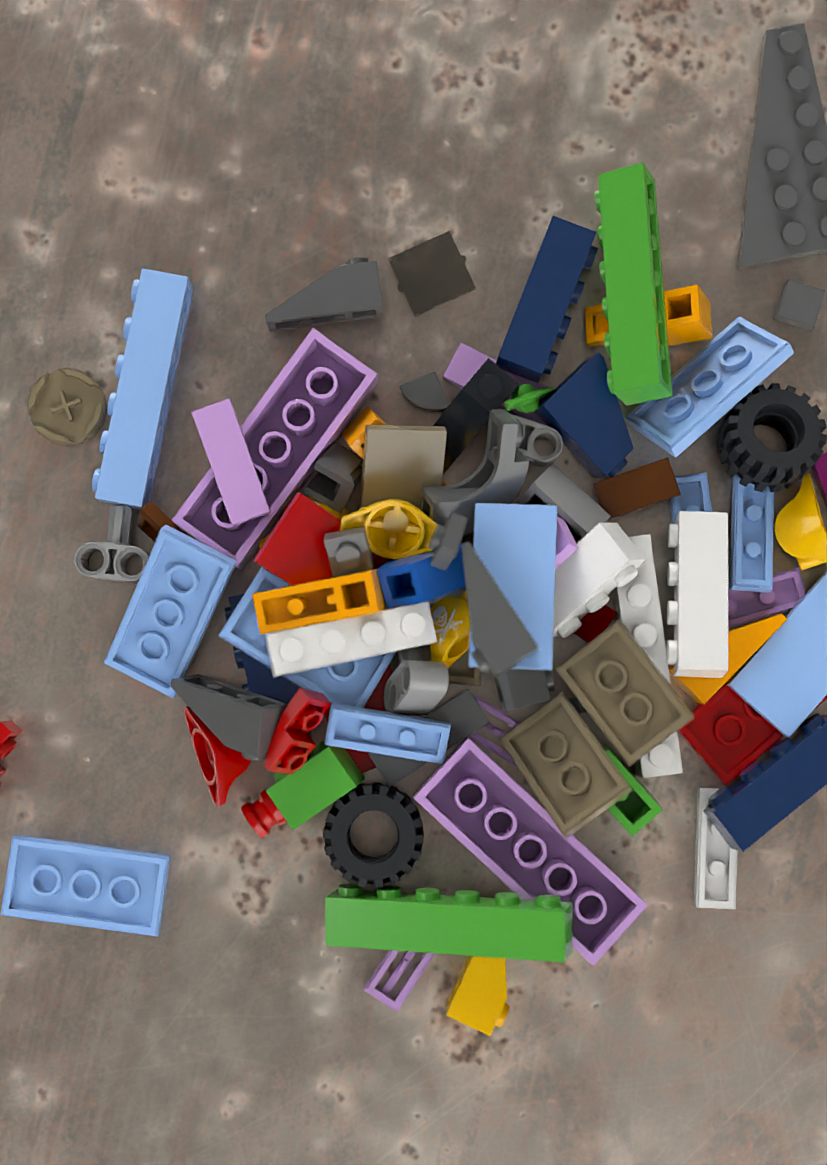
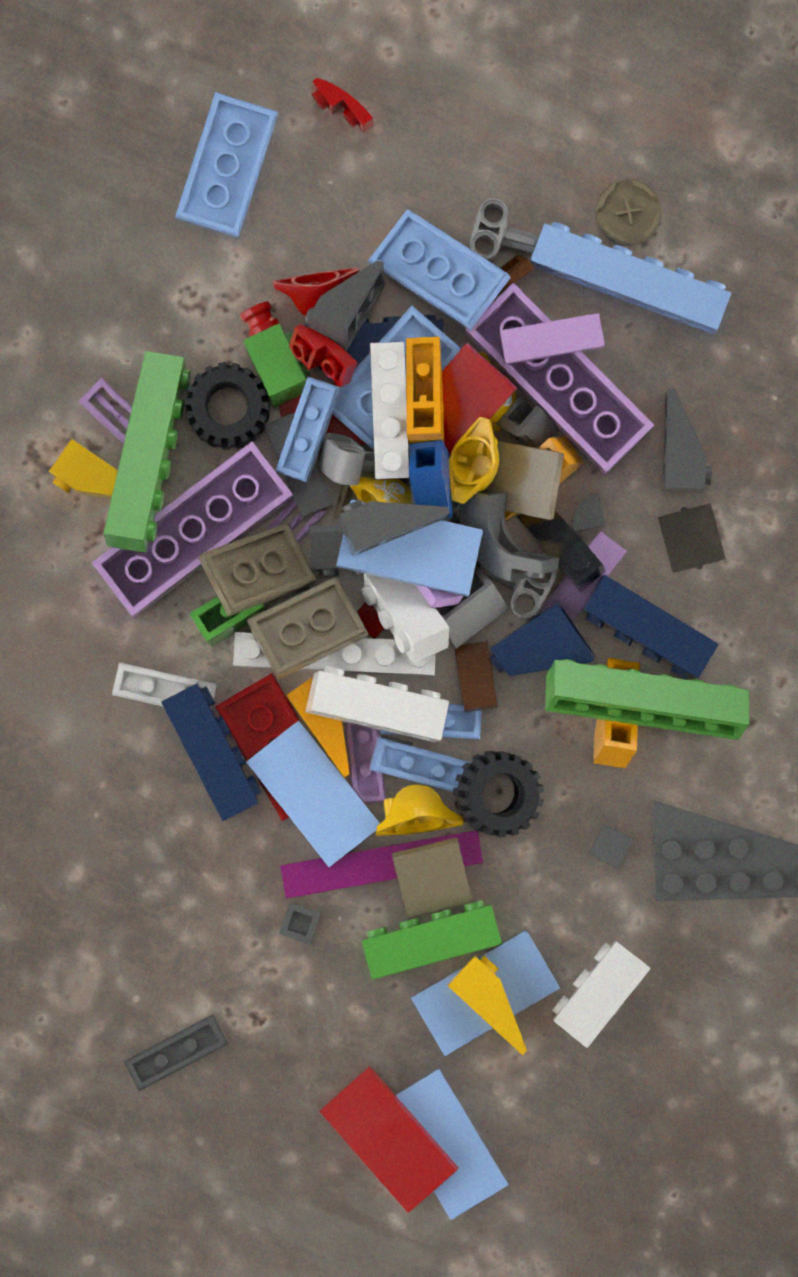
camera: 100 degrees right, 0 degrees up
(349, 551) = (461, 421): dark grey plate -> none
(446, 540) = (454, 497): dark grey plate -> none
(527, 398) = (566, 593): bright green piece -> none
(710, 385) = (552, 750): light blue tile -> none

